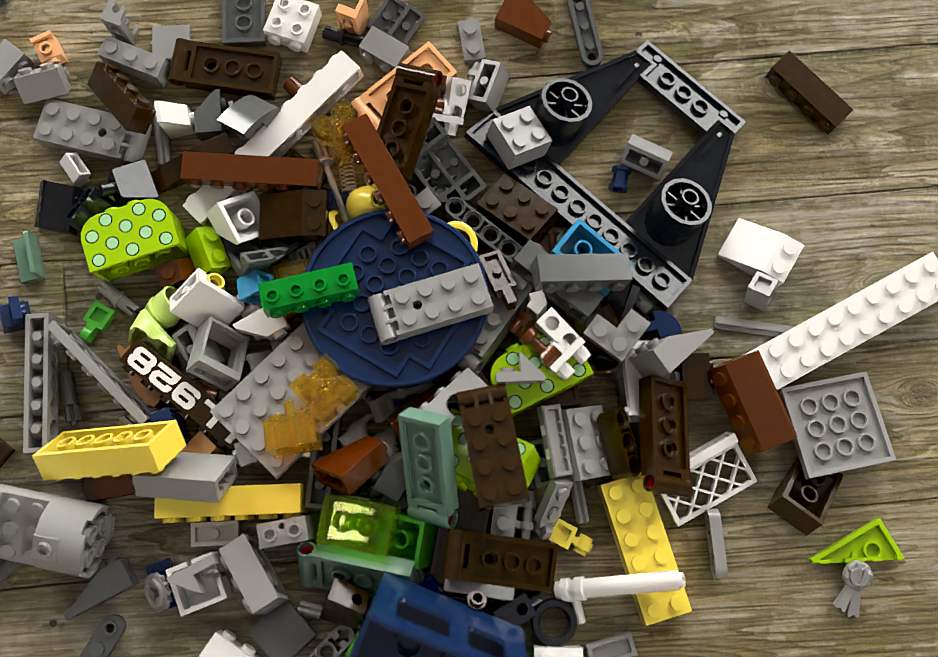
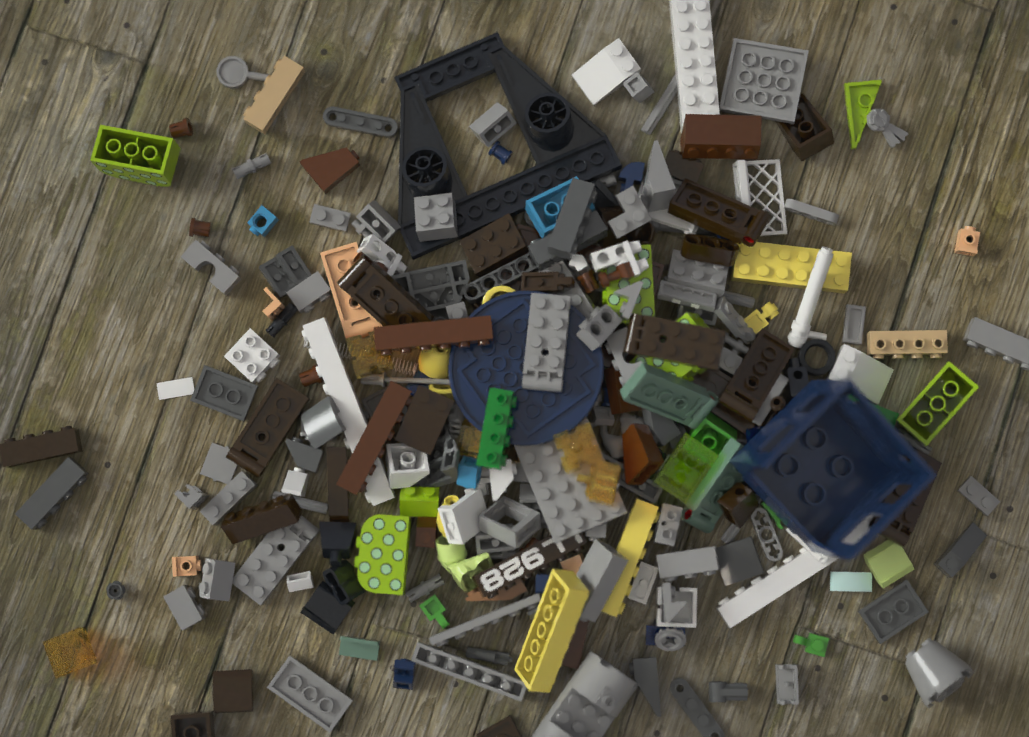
camera: 60 degrees left, 5 degrees up
(472, 356) = (598, 326): none -> light grey brick

